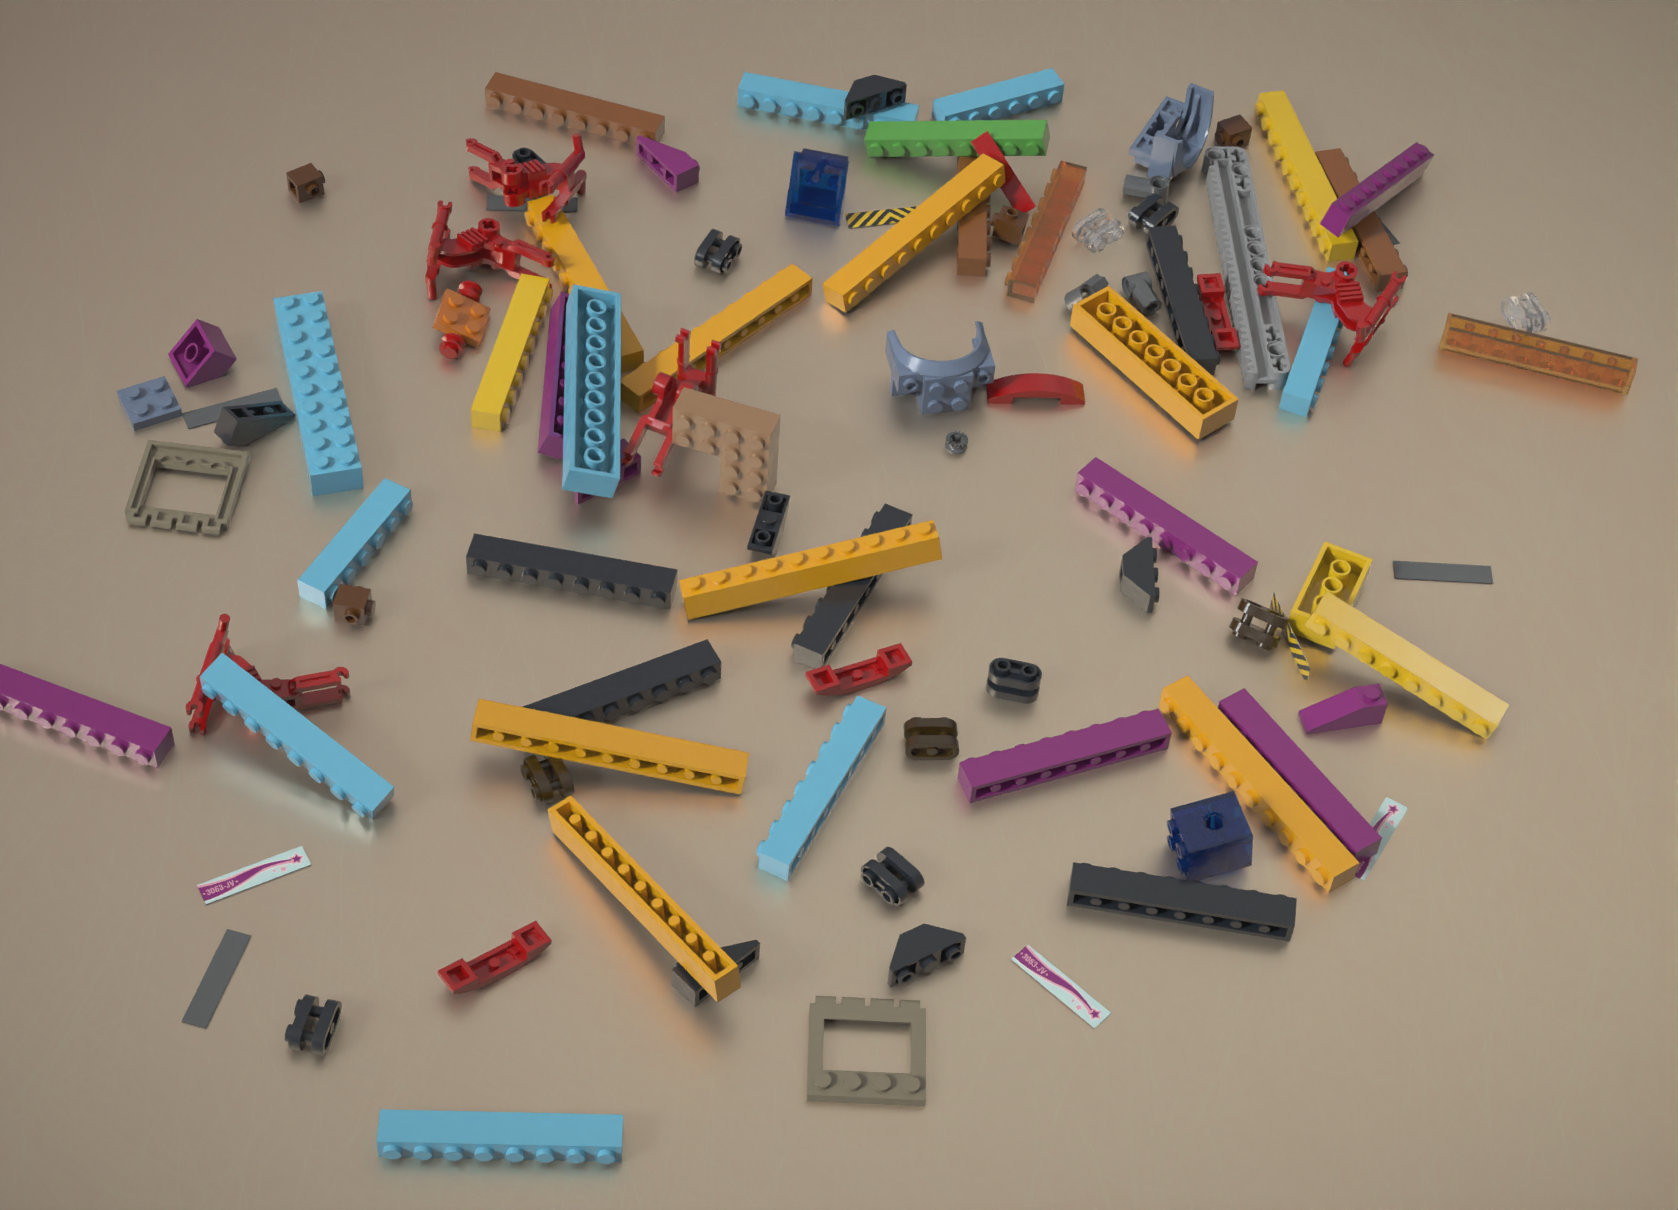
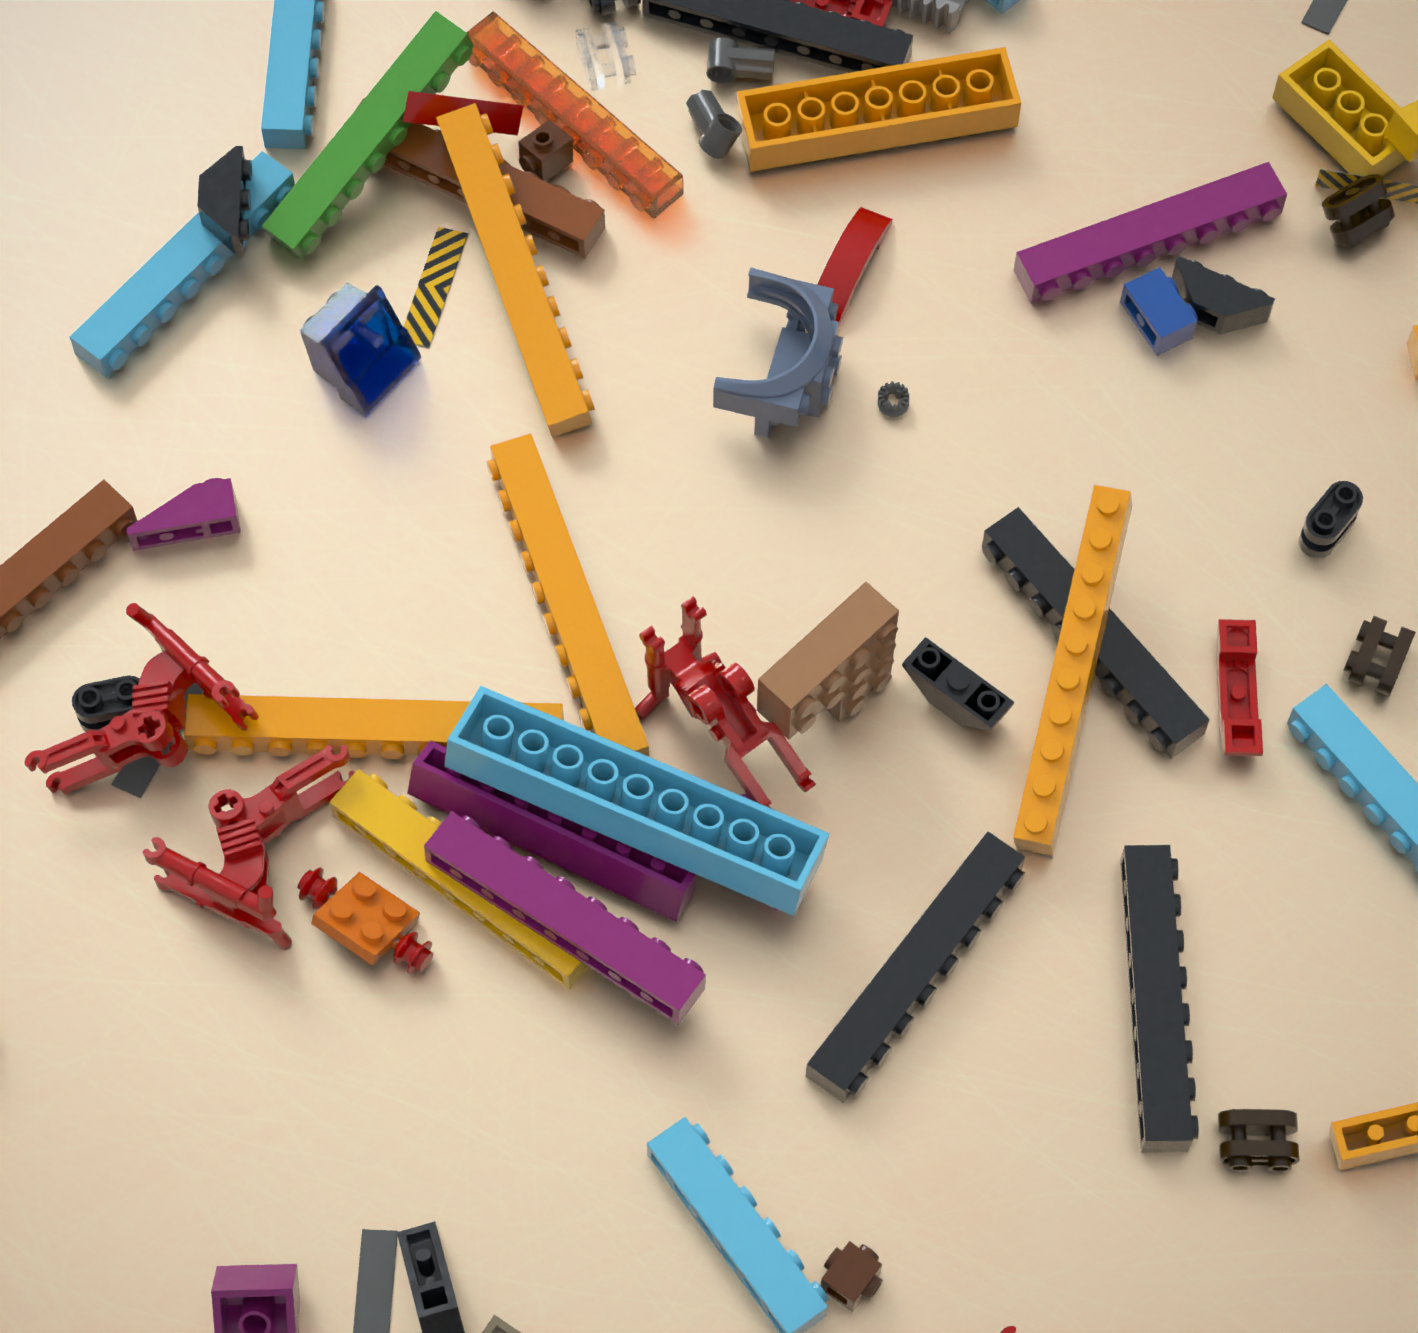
camera: 60 degrees left, 15 degrees up
(318, 394) = (416, 1172): medium azure brick -> none
(502, 390) = (566, 917): none -> magenta brick
(609, 746) = (1260, 1045): light orange brick -> none
(717, 252) = (408, 512): black brick -> none
(1107, 547) = (1159, 310): none -> blue brick

